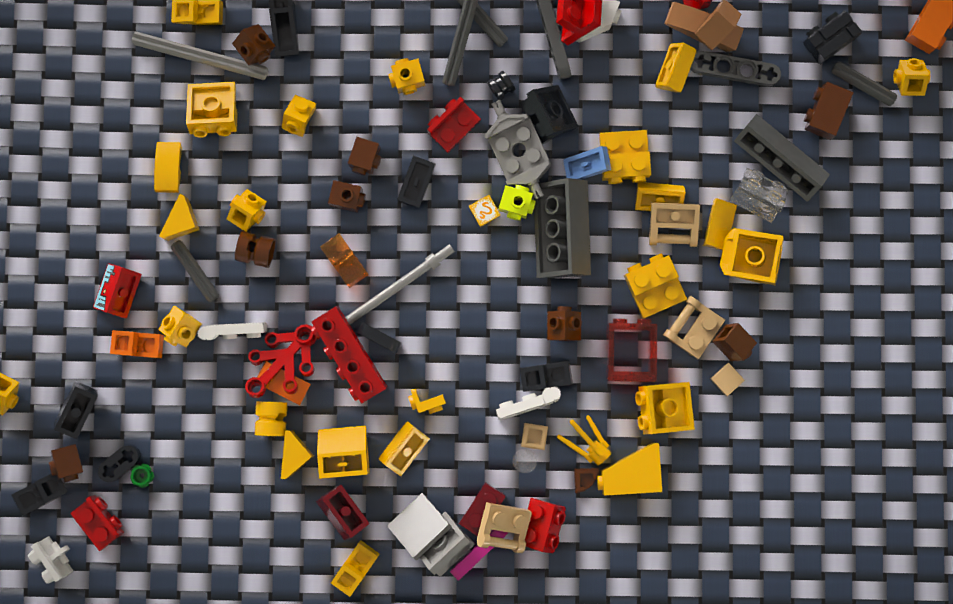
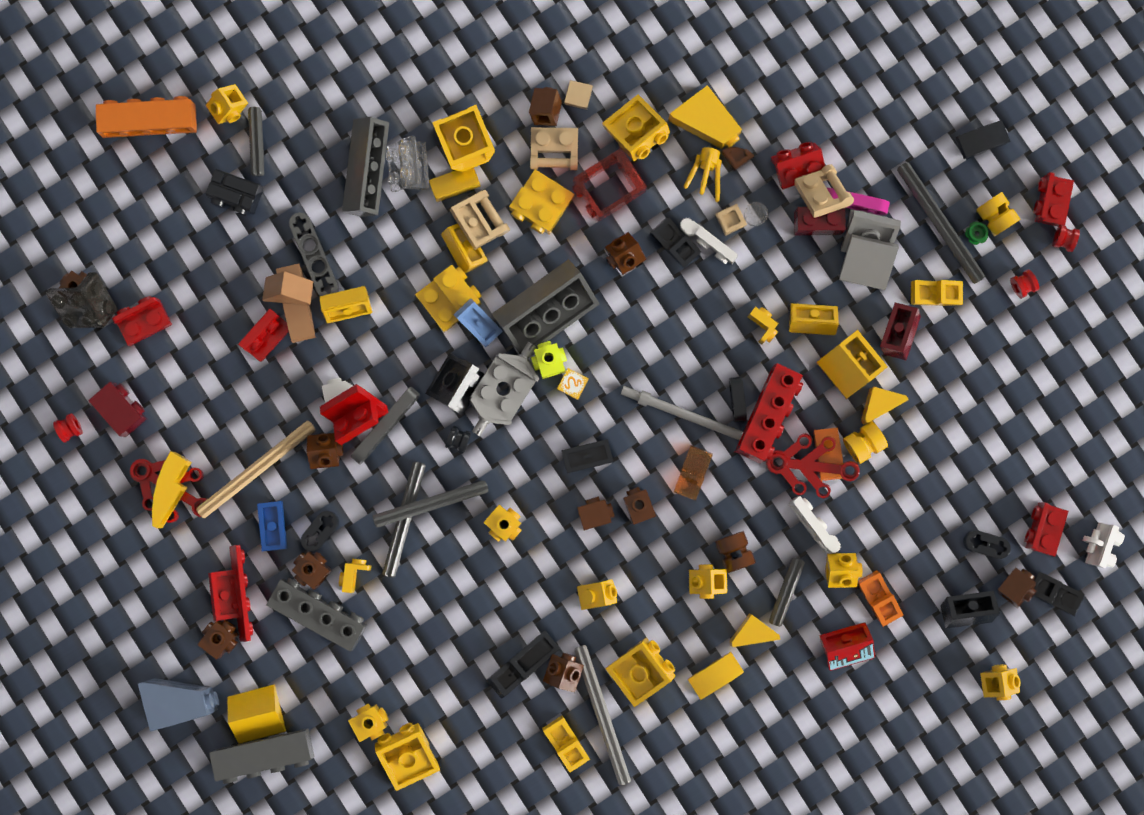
camera: 130 degrees left, 0 degrees up
(135, 475) = (989, 519): green plate -> none
(452, 124) = (517, 458): red bracket -> none
(828, 110) = (300, 155): reddish brown brick -> none

